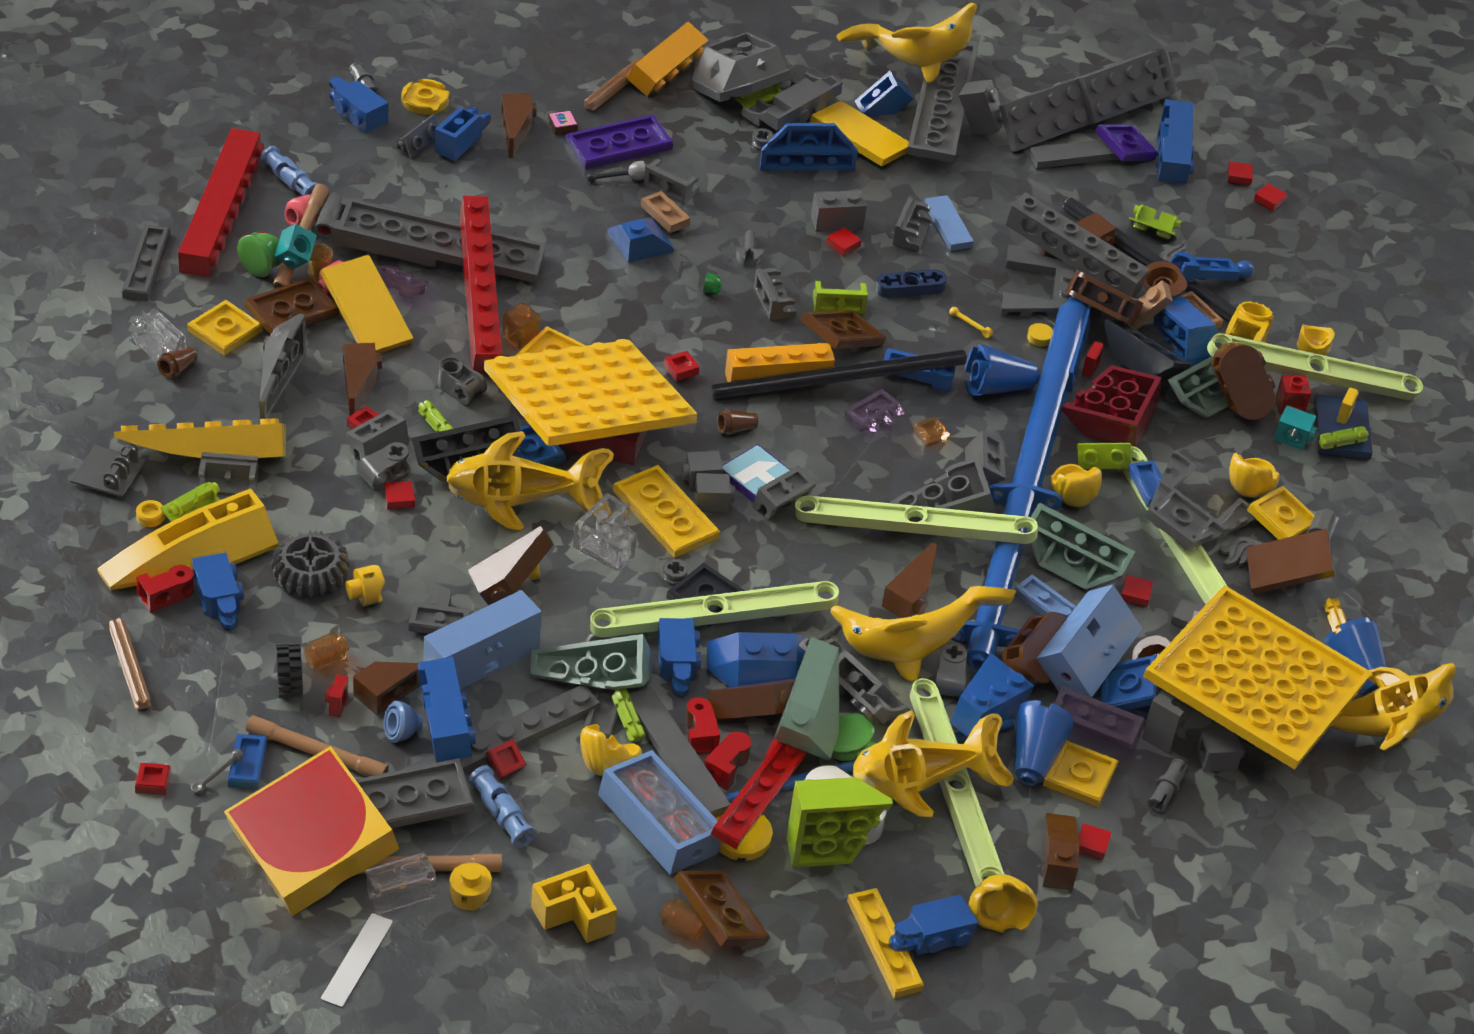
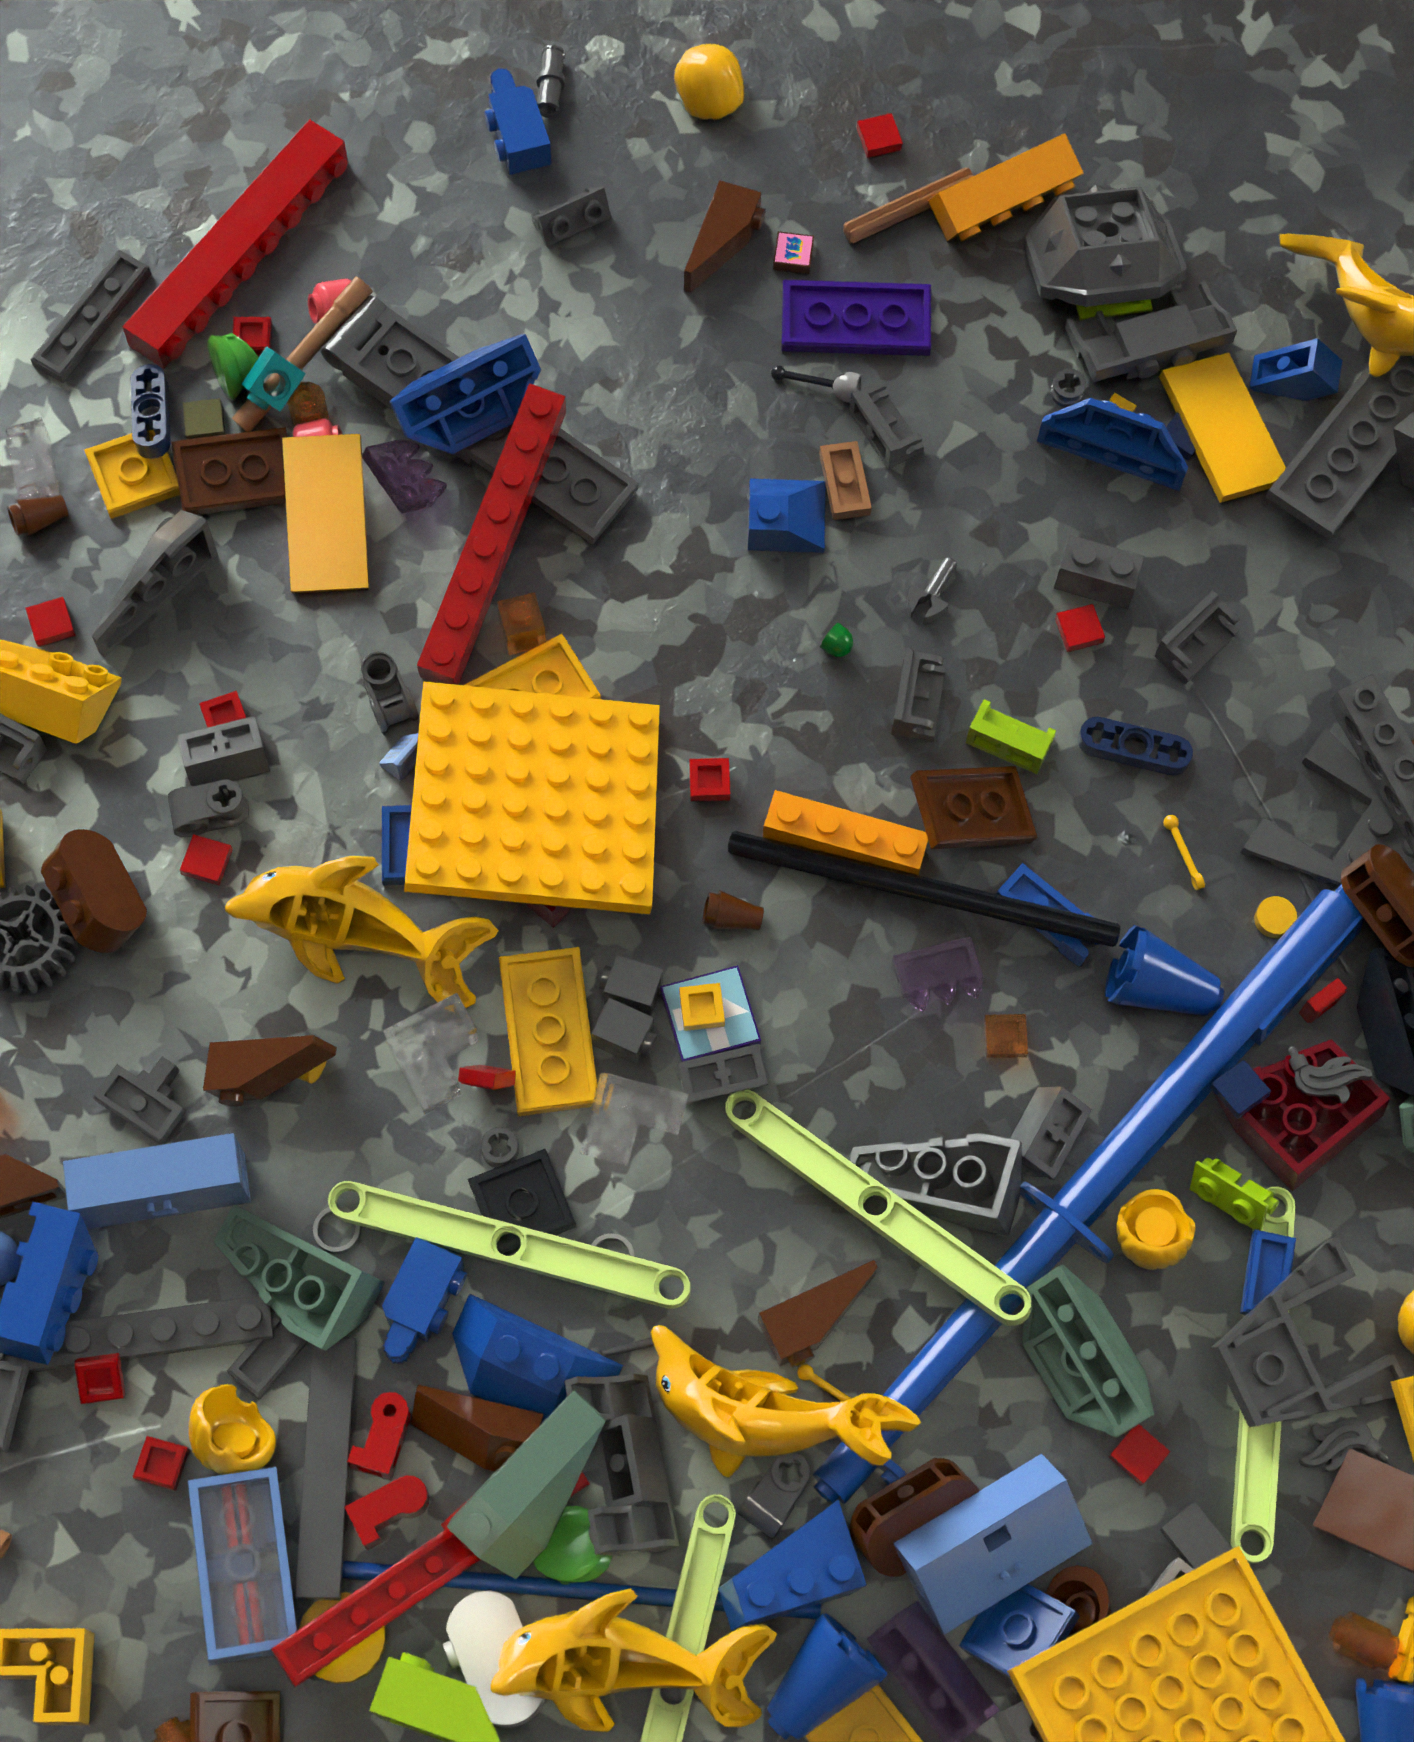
camera: 30 degrees right, 25 degrees up
(220, 291) = (159, 421): none -> dark blue beam
(220, 410) = (50, 621): none -> red tile
(252, 288) = (203, 418): none -> olive tile
(287, 171) = (358, 225): medium blue piece -> none
(343, 521) = (93, 891): none -> reddish brown brick
(360, 372) = (258, 630): reddish brown slope -> none
(364, 587) = (57, 1010): yellow piece -> none
(425, 97) = (624, 137): yellow tile -> none
(428, 216) = (468, 396): none -> blue wedge
(433, 416) = (323, 747): lime axle -> none
(442, 449) = (321, 824): black wedge -> none
(460, 132) = (629, 228): blue hinge -> none
(461, 56) = (709, 81): none -> yellow piece
(489, 407) = (401, 757): none -> light blue slope
(502, 806) = (52, 1473): medium blue piece -> none
(571, 790) = (161, 1463): none -> red tile
(576, 58) = (879, 135): none -> red tile
(628, 715) = (296, 1377): lime axle -> none
(648, 535) = (486, 1076): none -> red tile
(743, 522) = (619, 1109): none -> clear brick
(752, 463) = (701, 1006): none -> yellow plate
(949, 223) = (1259, 649): medium blue tile -> none
(1042, 597) = (996, 1419): medium blue tile -> none
(1079, 399) = (1240, 1089): none -> dark blue tile
(1123, 379) = (1327, 1079): none -> dark grey piece
(1315, 625) = (1364, 1641): none -> clear orange brick

